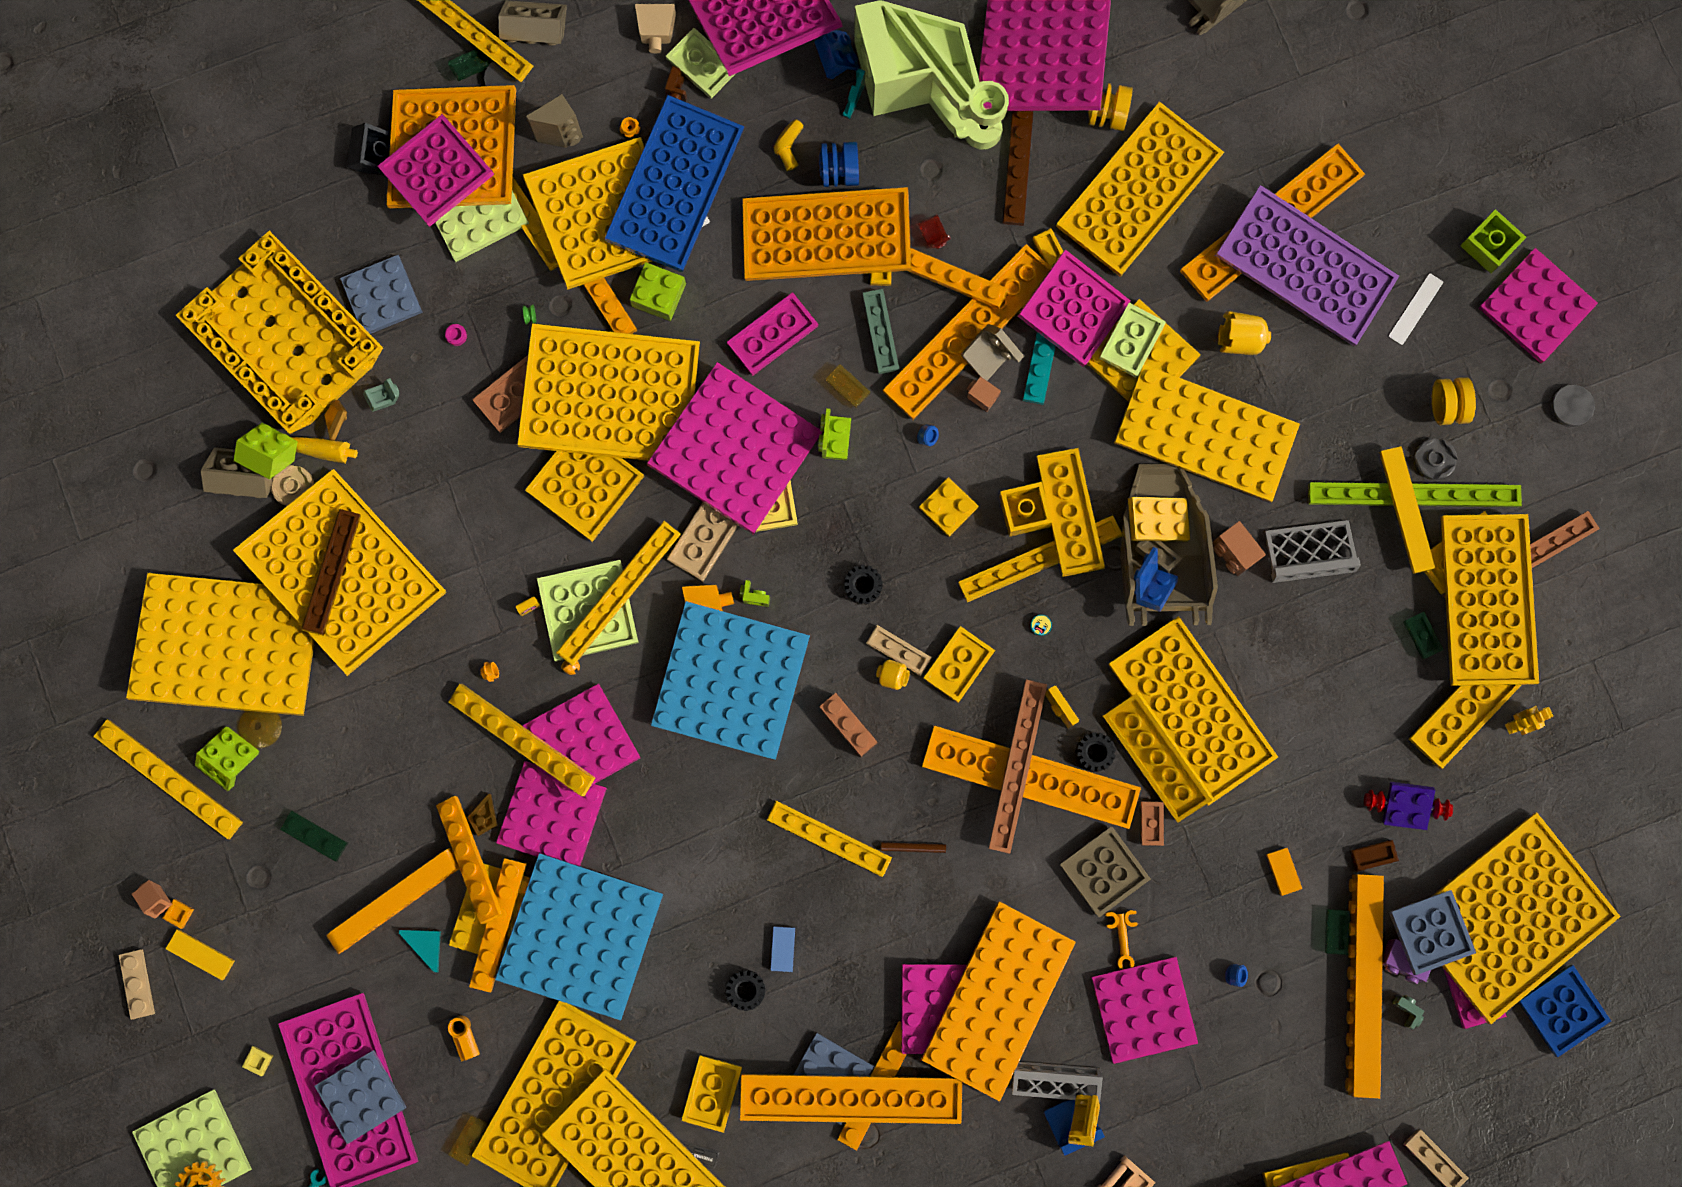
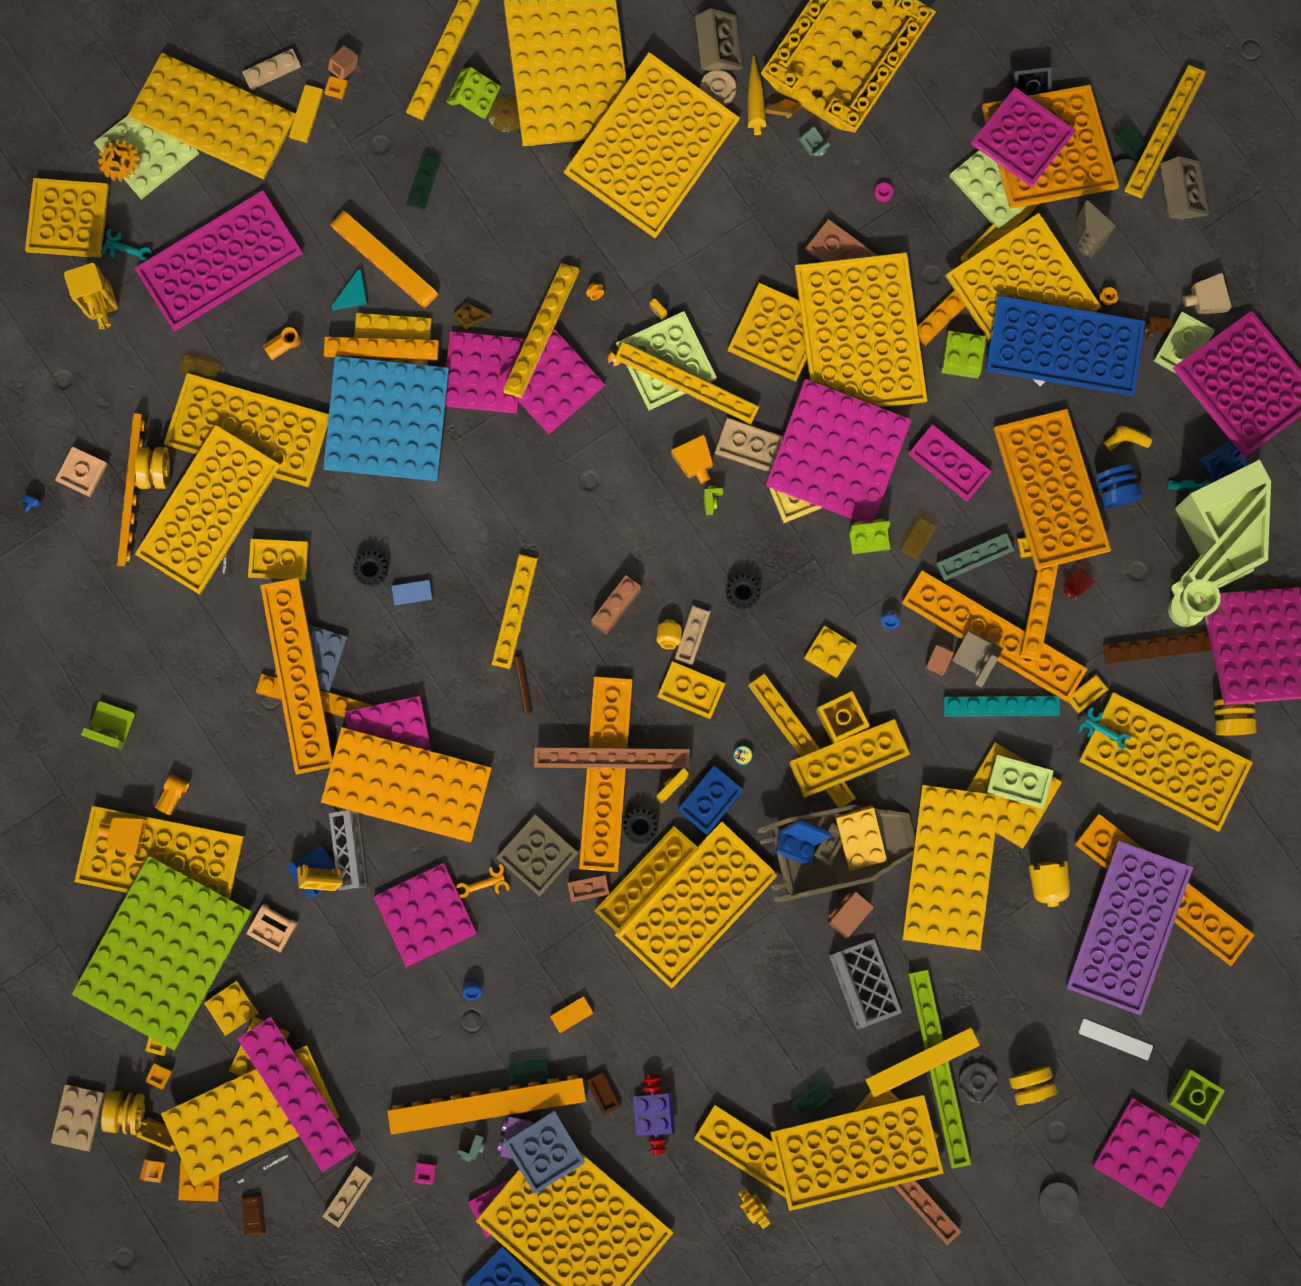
camera: 80 degrees right, 0 degrees up
(174, 1065) = (212, 116): none -> yellow plate
(257, 1061) = (229, 182): light yellow tile -> none
(265, 450) = (741, 57): lime brick -> none
(331, 572) = (649, 137): reddish brown tile -> none
(360, 1096) = (216, 271): sand blue plate -> none
(381, 294) = (903, 120): sand blue plate -> none
(469, 860) = (430, 311): light orange plate -> none
(529, 314) = (916, 249): bright green bush -> none
(730, 680) = (632, 495): dark azure plate -> none
(1074, 308) = (1037, 723): dark pink plate -> none
(1083, 670) = (710, 800): none -> blue plate
(1086, 253) = (1091, 724): none -> teal bar
(1424, 1069) = (425, 1173): none -> dark pink tile

